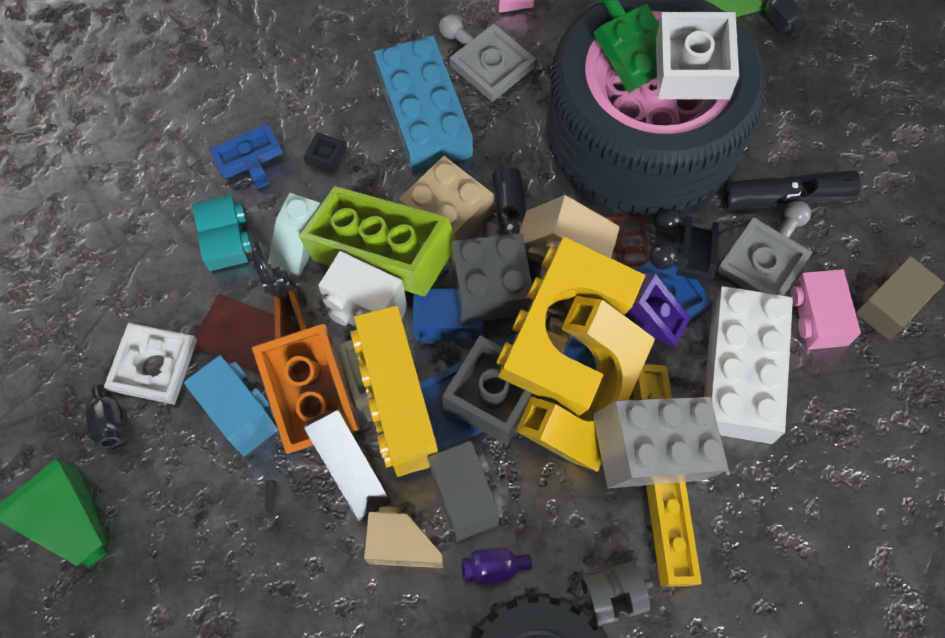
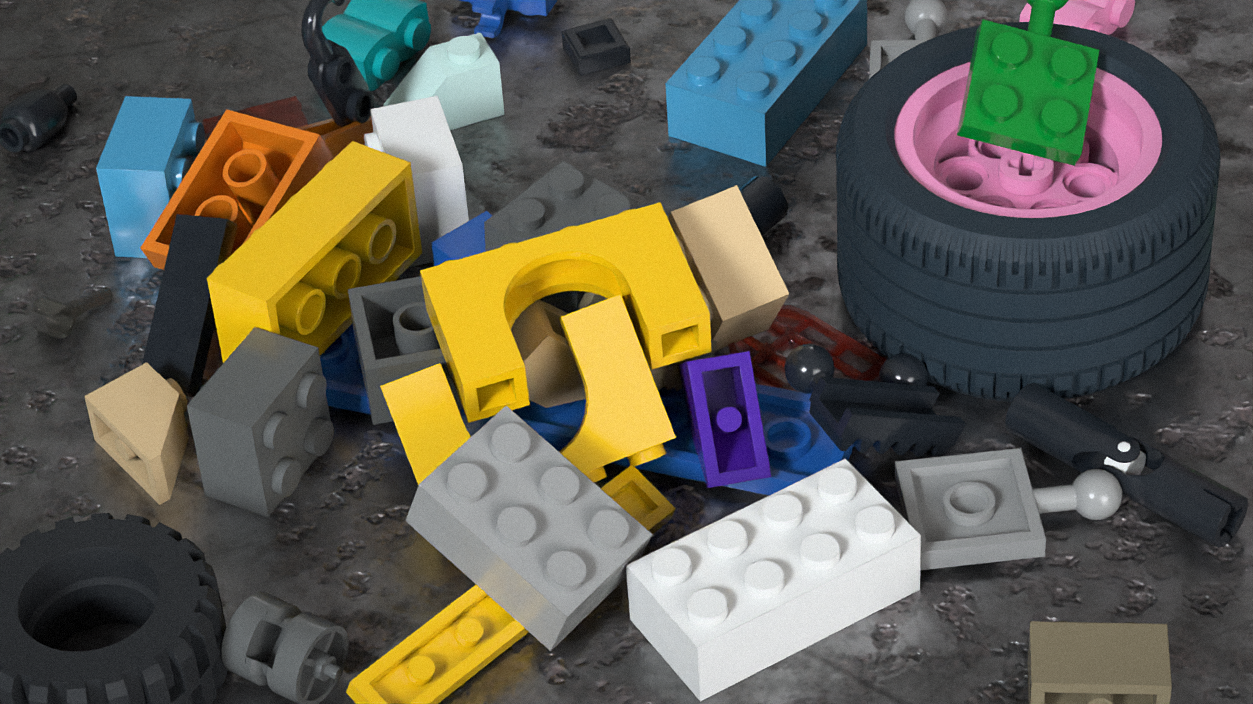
camera: 50 degrees right, 25 degrees down
(139, 345) = (152, 77): white piece -> none
(382, 234) = (508, 128): lime brick -> none
(453, 194) = (650, 156): tan brick -> none
(493, 566) = (209, 527): dark purple plant -> none
(696, 55) = (1058, 117): white brick -> none
(825, 309) = (970, 609): bright pink brick -> none

